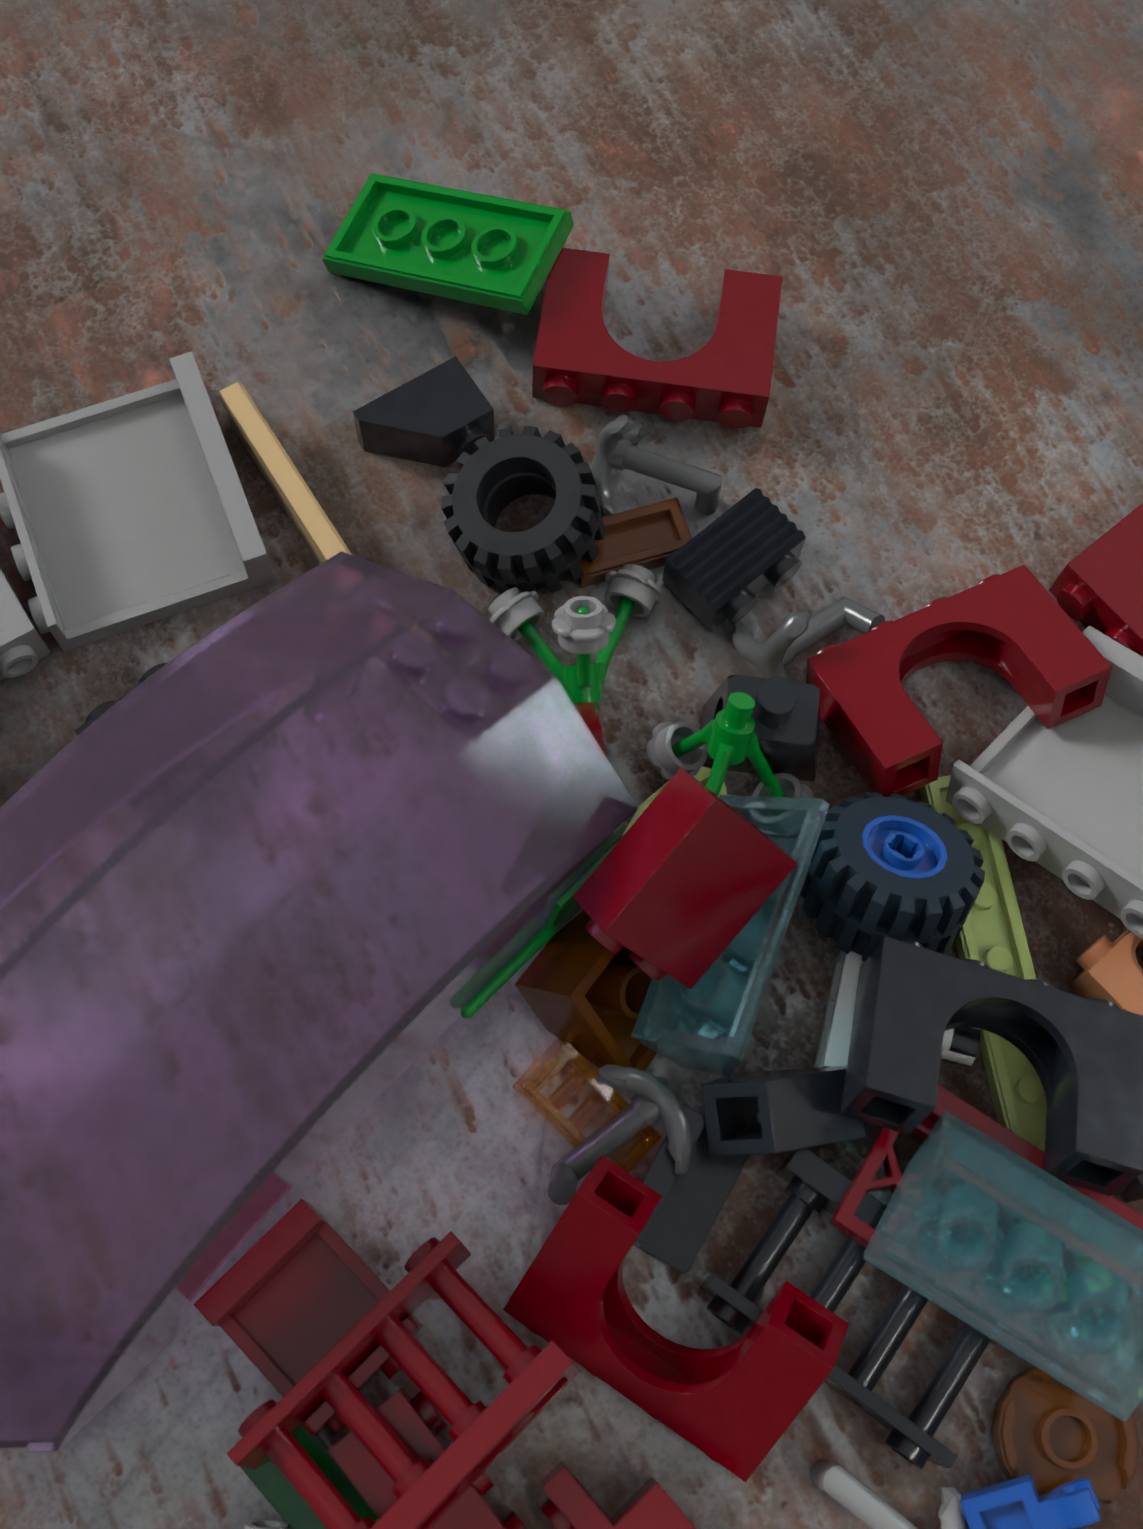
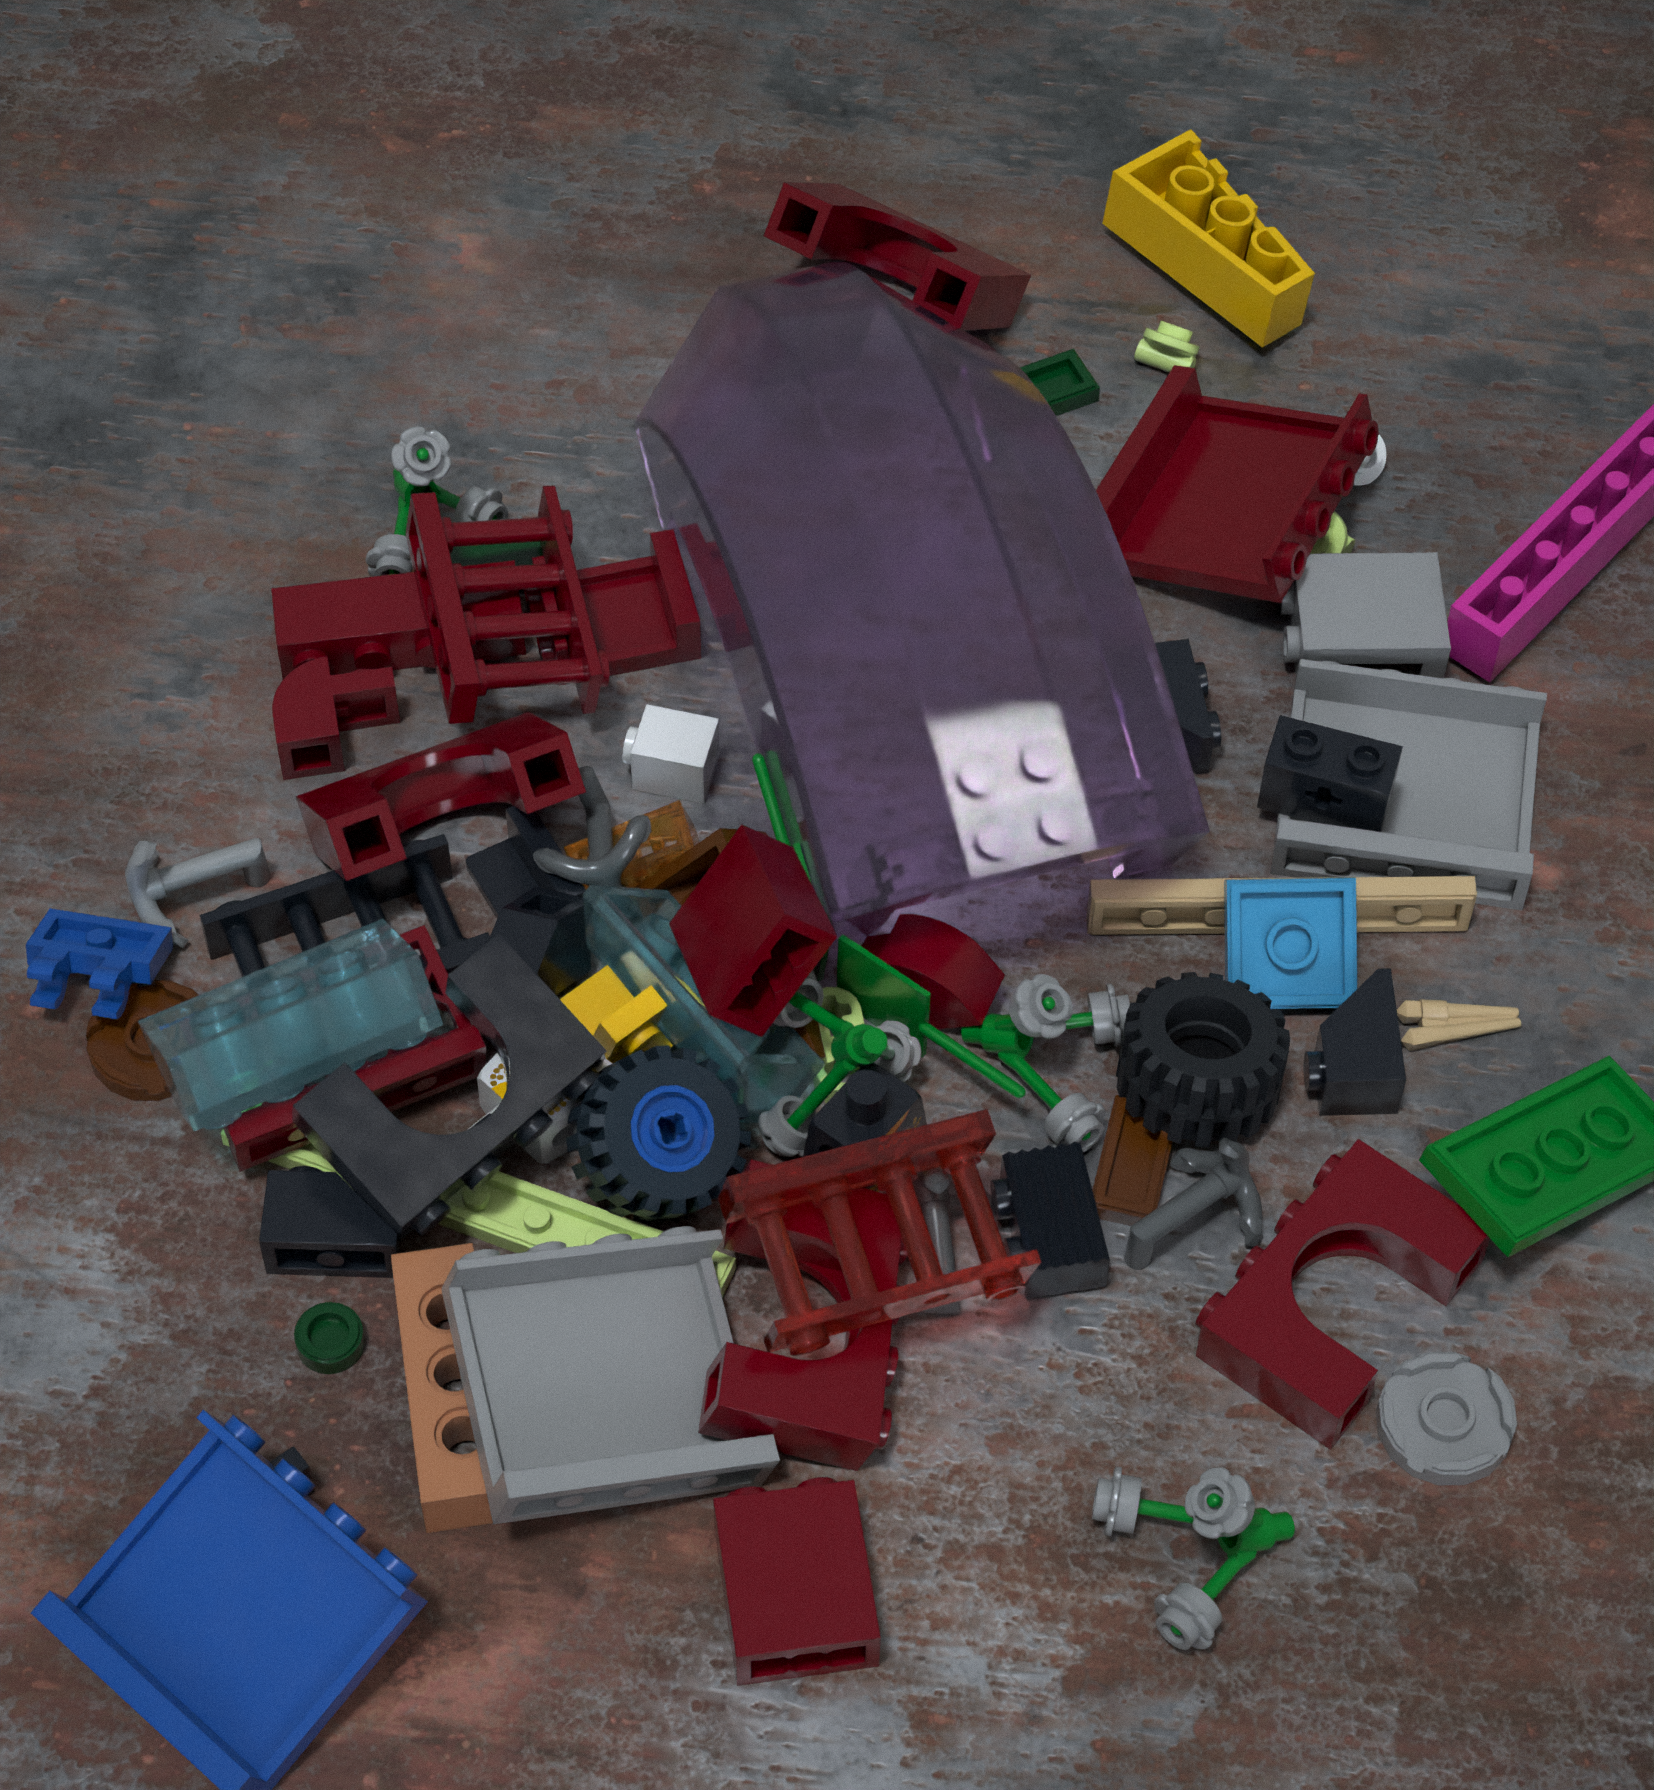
camera: 125 degrees right, 15 degrees down
(172, 543) = (1328, 775): none -> black brick
(353, 383) = (1452, 1022): none -> tan piece
(362, 504) = (1292, 939): none -> dark azure tile
(460, 1141) = (673, 753): none -> white brick
(638, 695) = (894, 997): none -> green piece
(700, 239) = (1445, 1418): none -> light grey tile
(799, 1000) = (616, 1017): none -> yellow brick
(858, 670) = (892, 1165): none -> clear red fence
(929, 297) = (1217, 1508): none -> light grey plant

